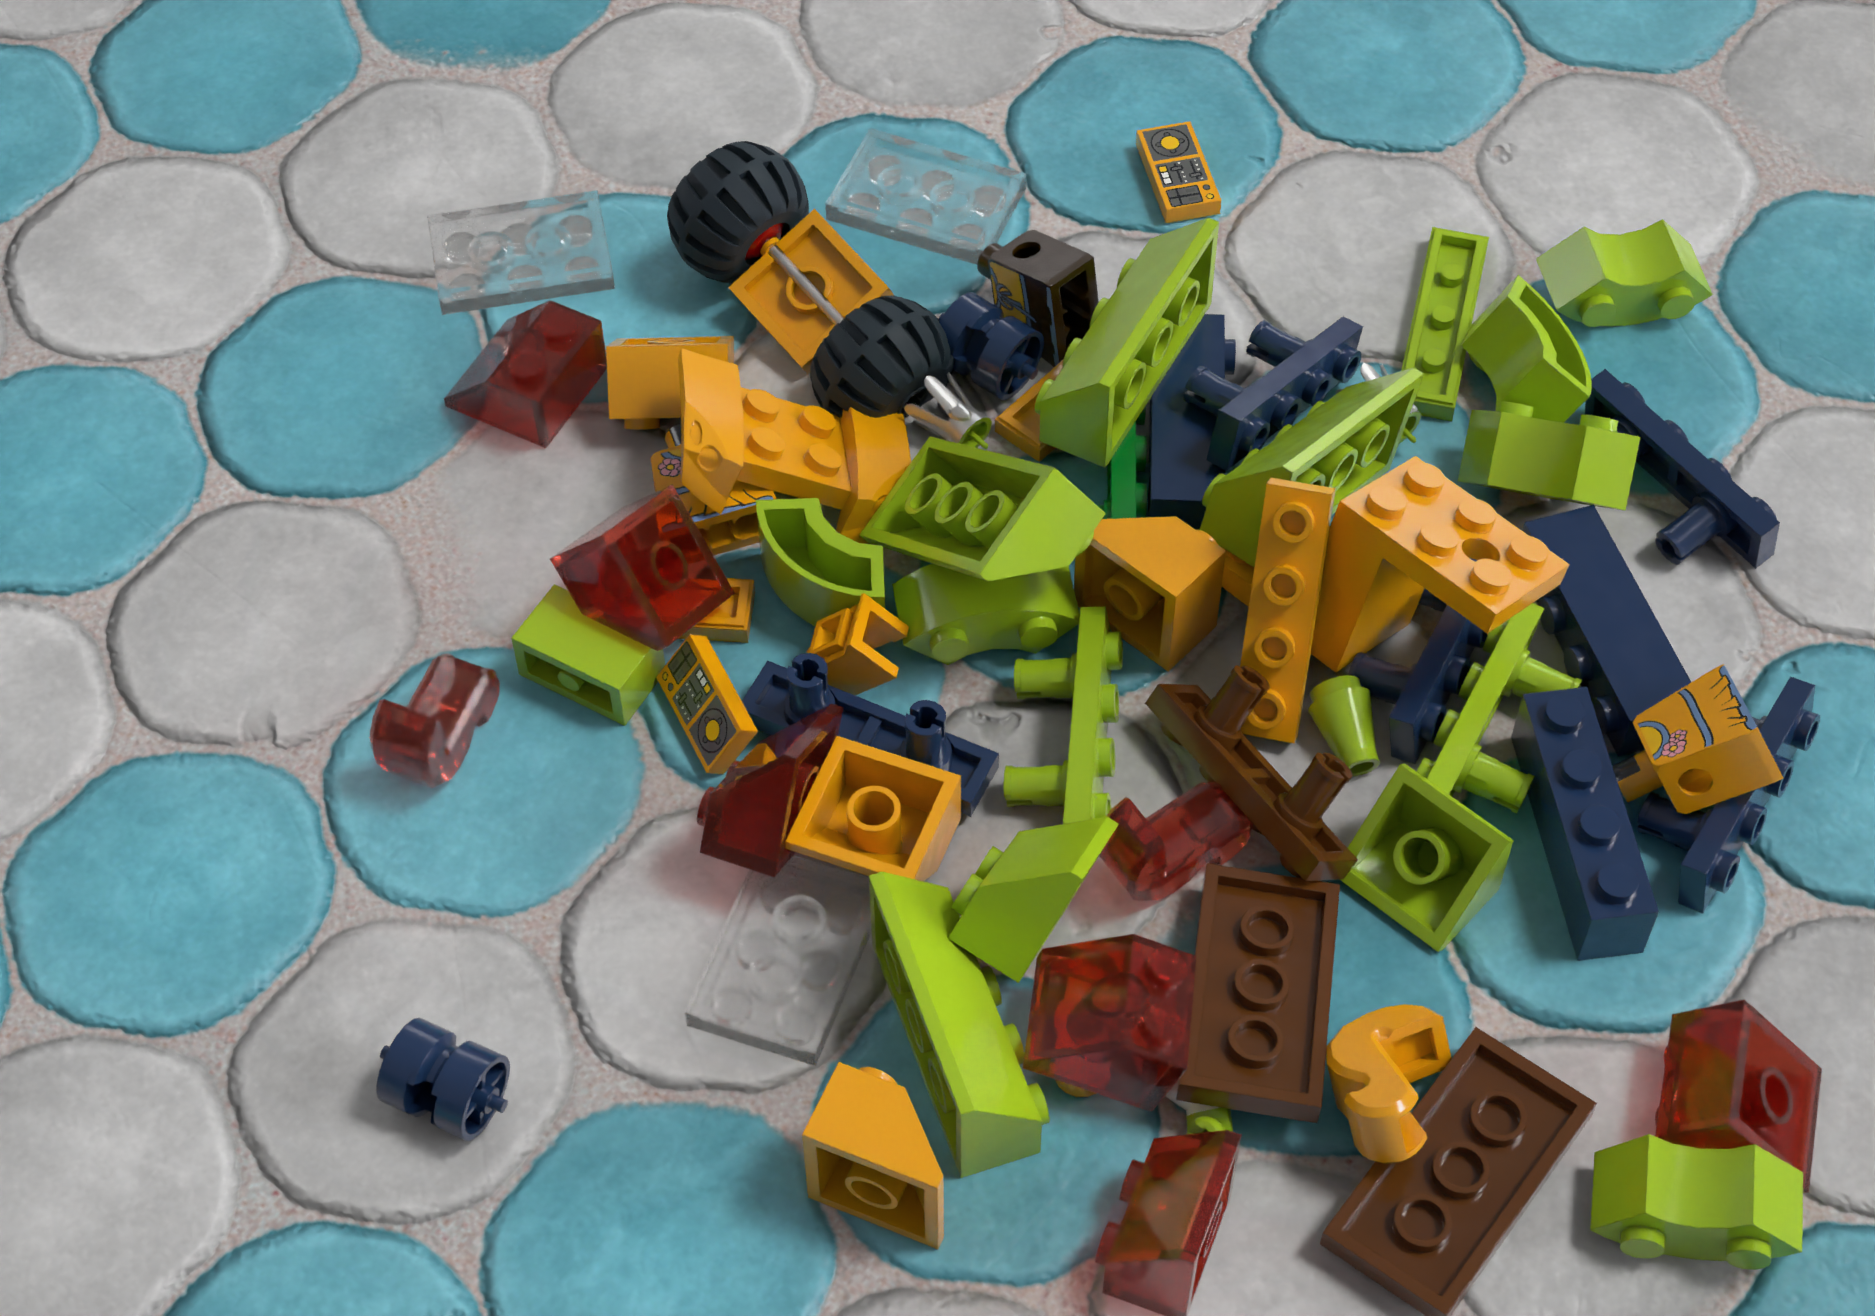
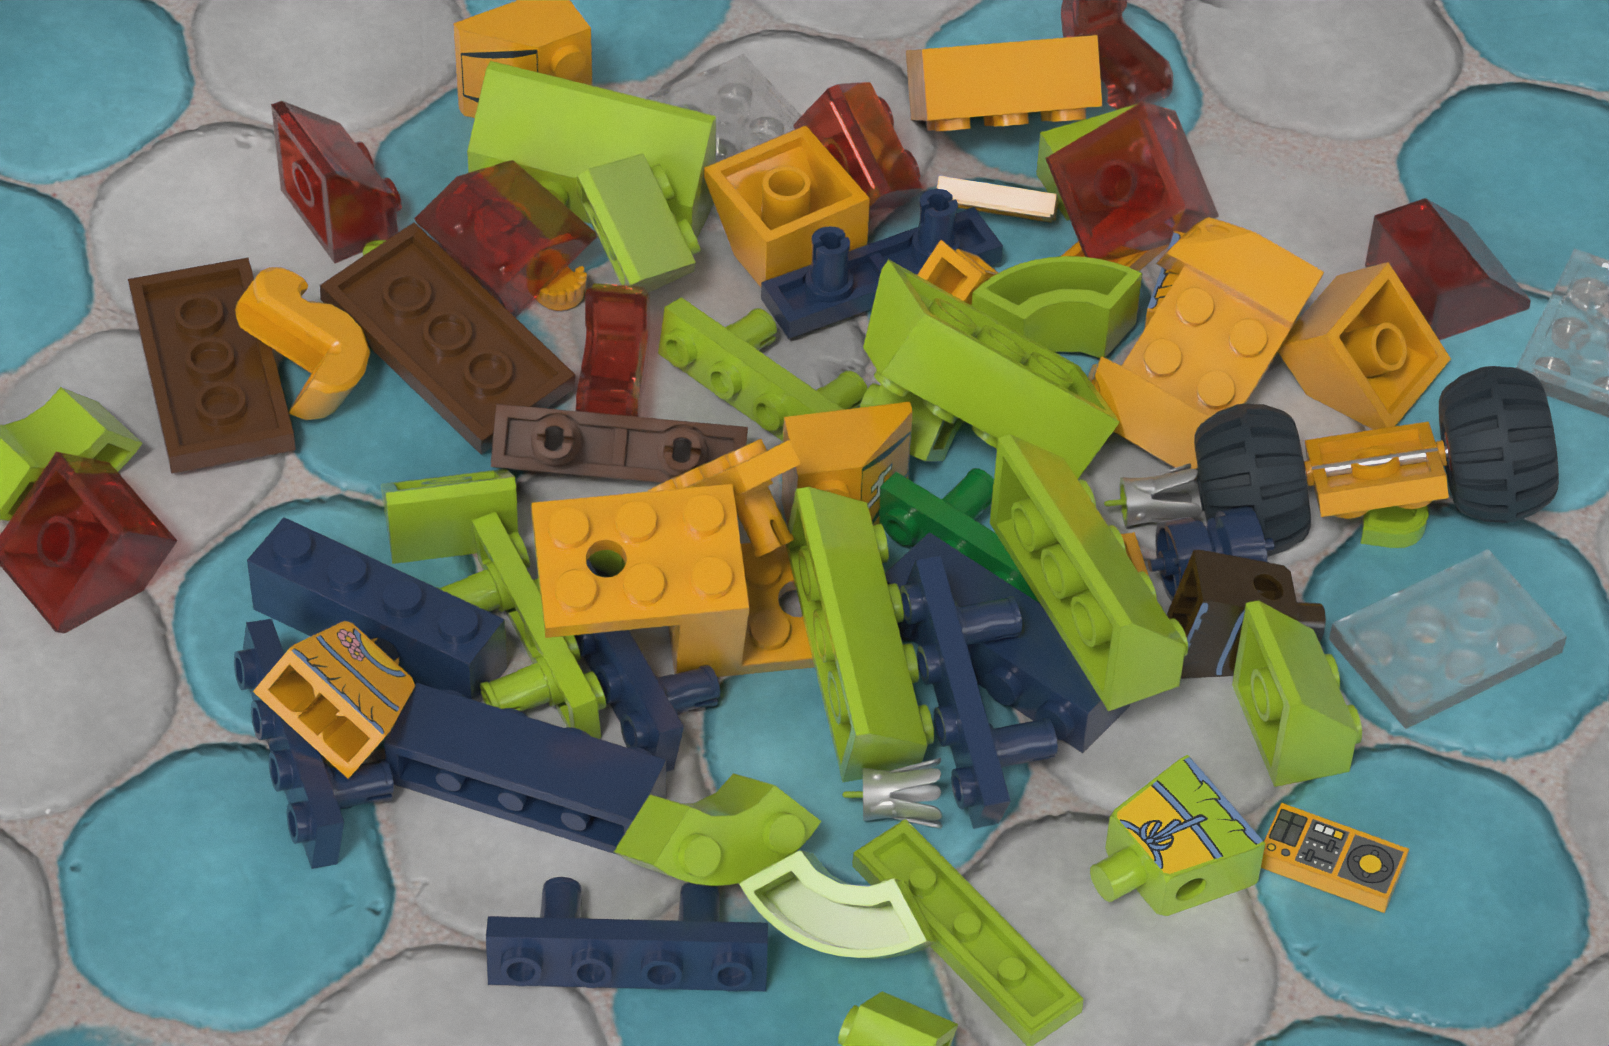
camera: 125 degrees right, 5 degrees down
(575, 751) = (1004, 82): none -> light orange brick
(1099, 212) = (1292, 698): none -> lime slope
(1268, 238) = (1178, 844): none -> lime torso

